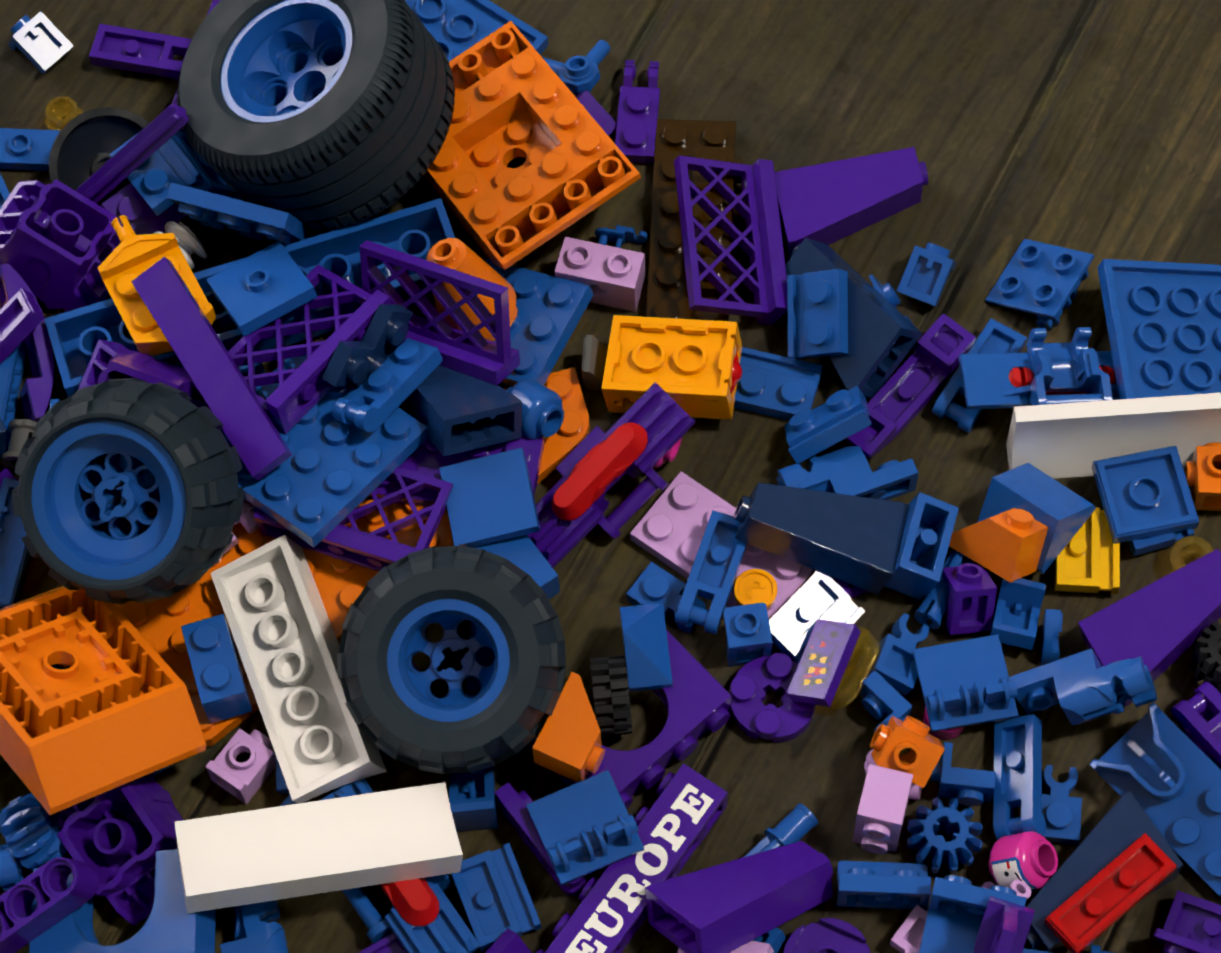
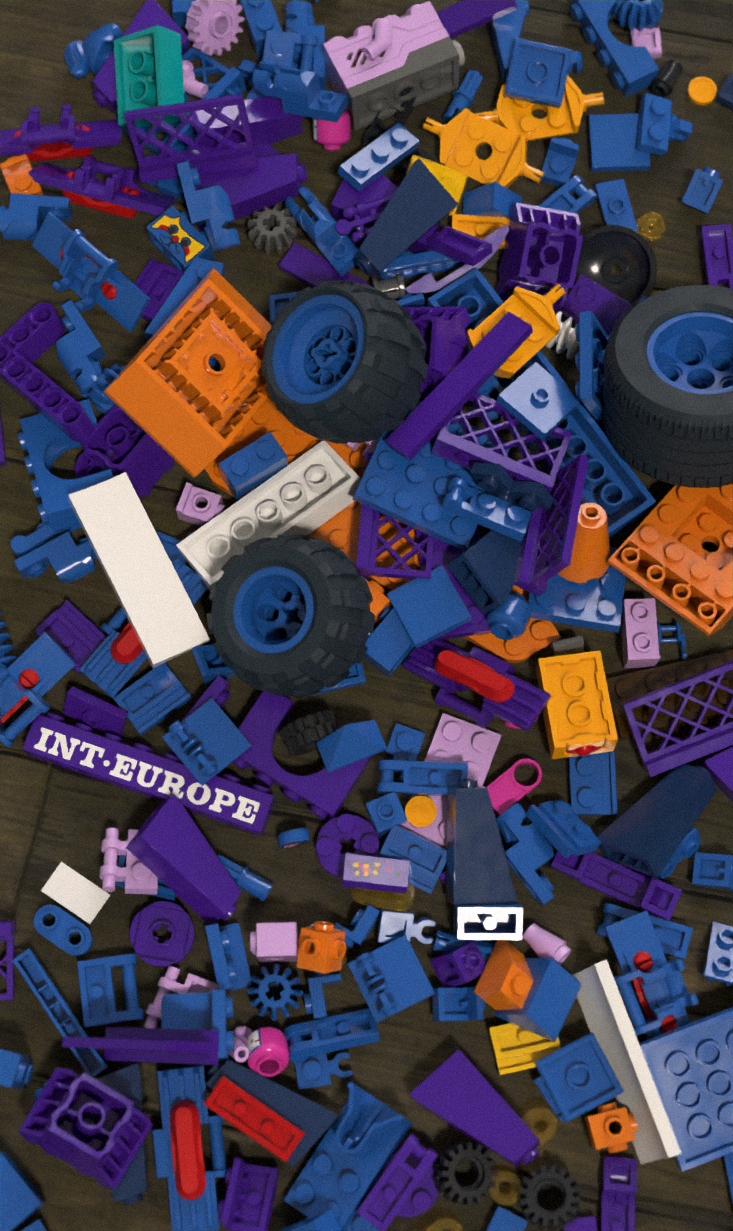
camera: 70 degrees right, 10 degrees up
(134, 153) = (612, 279): dark purple axle -> none
(155, 175) = (616, 296): blue plate -> none
(571, 735) = (268, 713): orange slope -> none
(744, 760) = (293, 838): none -> blue tile
(745, 480) = (507, 791): none -> dark pink piece
(817, 314) = (649, 797): blue plate -> none
(969, 488) = (546, 944): none -> lavender cone
(1050, 629) = (447, 1033): blue tile -> none
(1085, 686) = (406, 1067): blue plate -> none

